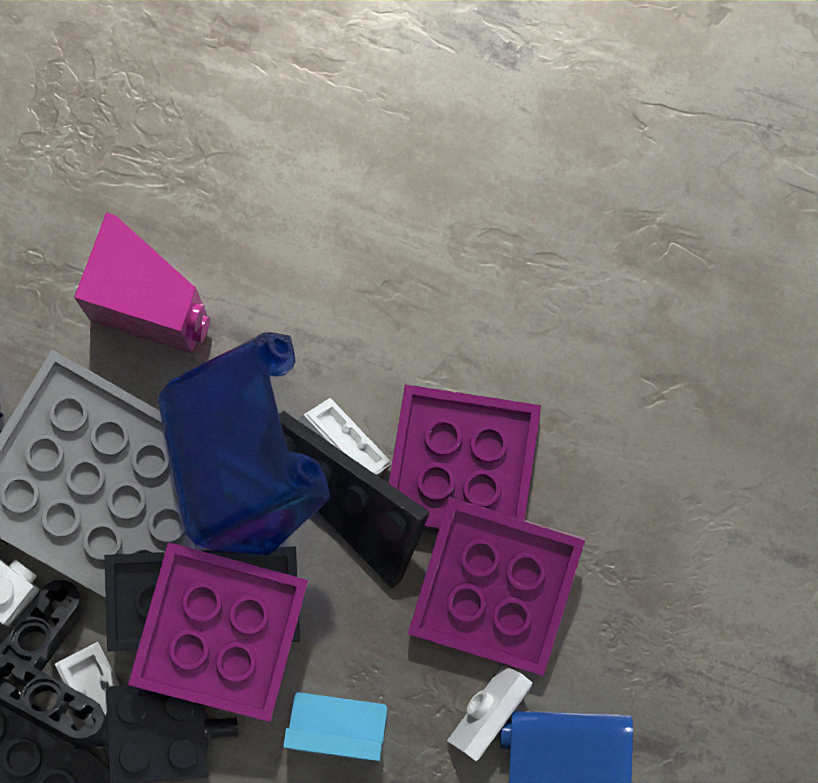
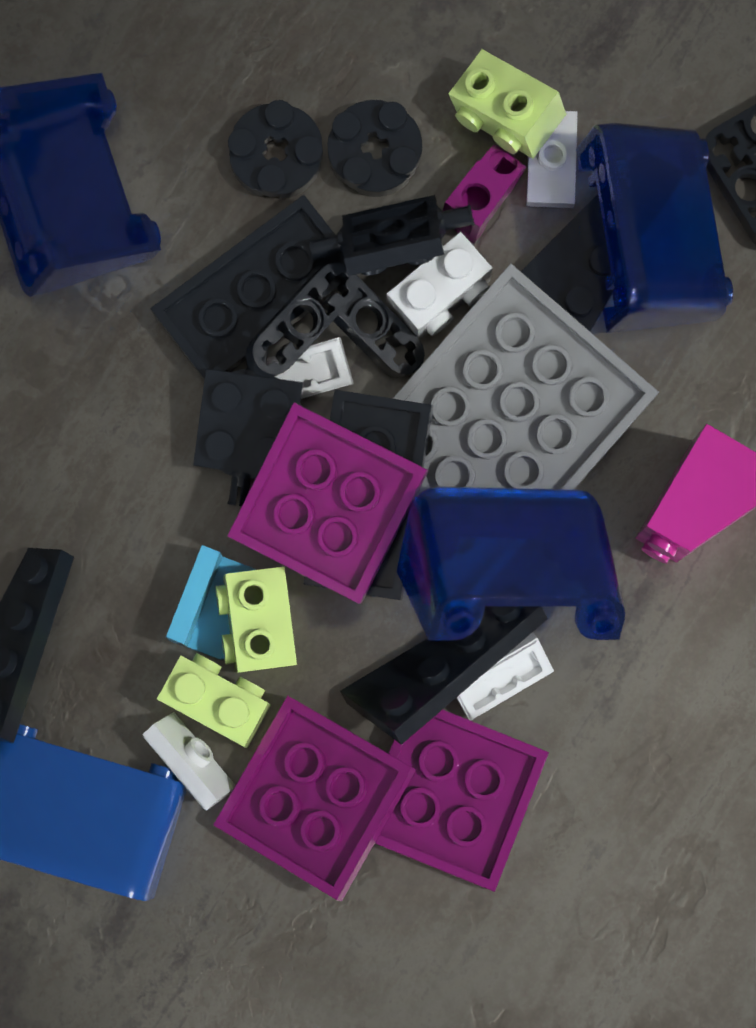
camera: 100 degrees right, 5 degrees up
(343, 678) = (257, 620): none -> yellowish green brick
(429, 700) = (213, 701): none -> yellowish green brick

